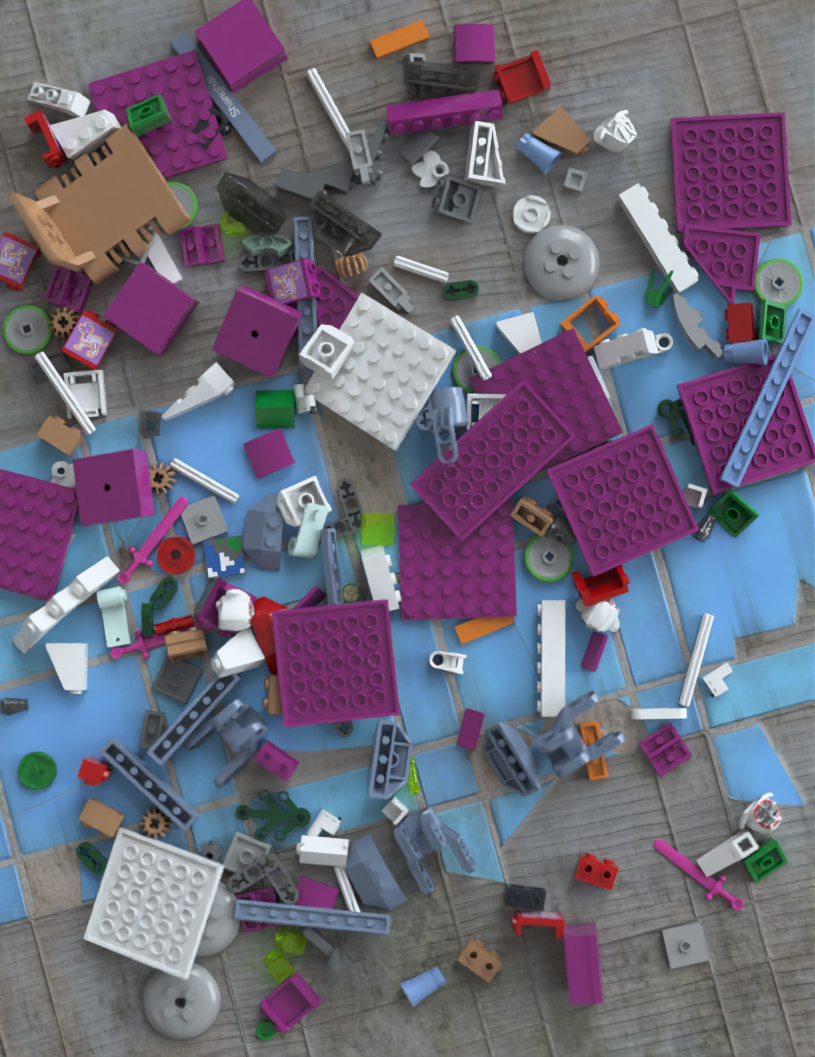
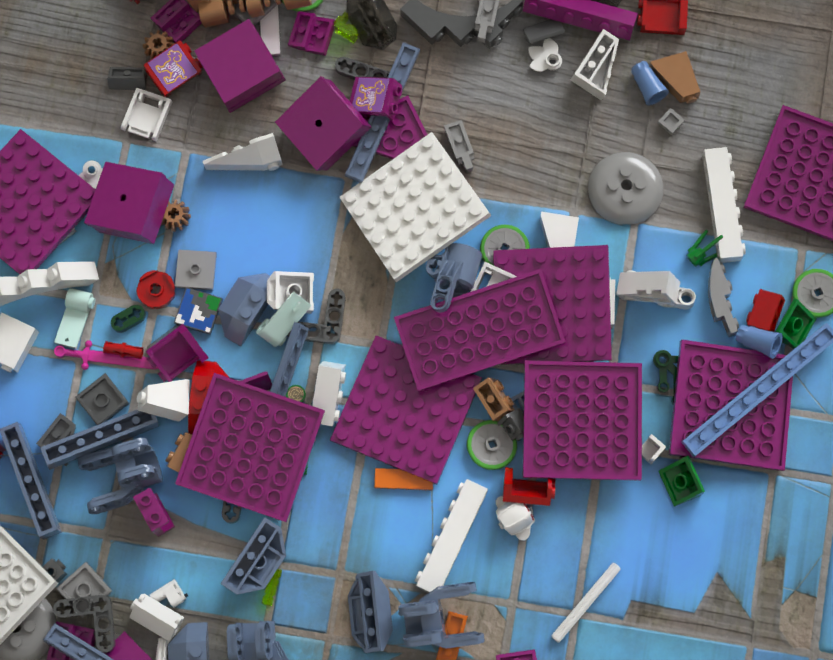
camera: 30 degrees right, 10 degrees down
(31, 341) = (120, 48): light grey wheel -> none
(61, 436) = (106, 139): medium nougat brick -> none
(65, 393) = (128, 104): white axle -> none
(147, 619) = (101, 333): dark green beam -> none
(154, 538) = (141, 267): dark pink sword -> none
(154, 829) = (13, 515): medium nougat gear -> none
(155, 419) = (196, 161): clear smoke brick -> none
(186, 644) = (125, 371): medium nougat brick -> none
(204, 480) = (213, 236): white axle -> none
(235, 610) = (183, 358): white piece -> none
(267, 244) = (363, 54): sand green tile -> none
(269, 453) = (282, 237): magenta slope -> none
(275, 409) = (306, 202): green slope -> none
(276, 815) = (130, 565): dark green plant -> none
(304, 402) = (336, 206): white piece -> none
(326, 351) = (375, 167): white slope -> none
(340, 227) = (440, 68): clear smoke wedge -> none
(351, 265) = (434, 105): medium nougat gear -> none
(377, 529) = (347, 347): clear neon green piece -> none
(395, 810) = (240, 611): white panel -> none
(421, 269) = (495, 138): white axle -> none
(449, 661) = (355, 497): white piece -> none
(456, 199) = (555, 91): dark grey plate -> none
(462, 294) = (521, 176): dark green beam -> none
(470, 348) = (507, 224): white axle -> none
(470, 729) = (346, 569): magenta slope -> none
(531, 214) = (617, 134): white tile -> none
(594, 651) = (493, 550): magenta slope -> none
(601, 305) = (644, 240): orange window -> none
(615, 132) = (726, 95): white piece -> none
(659, 713) = (527, 635): white beam -> none
(705, 528) = (648, 483): clear smoke cone -> none
(715, 680) = (594, 630): white piece -> none
(724, 256) = (777, 247): magenta wing -> none

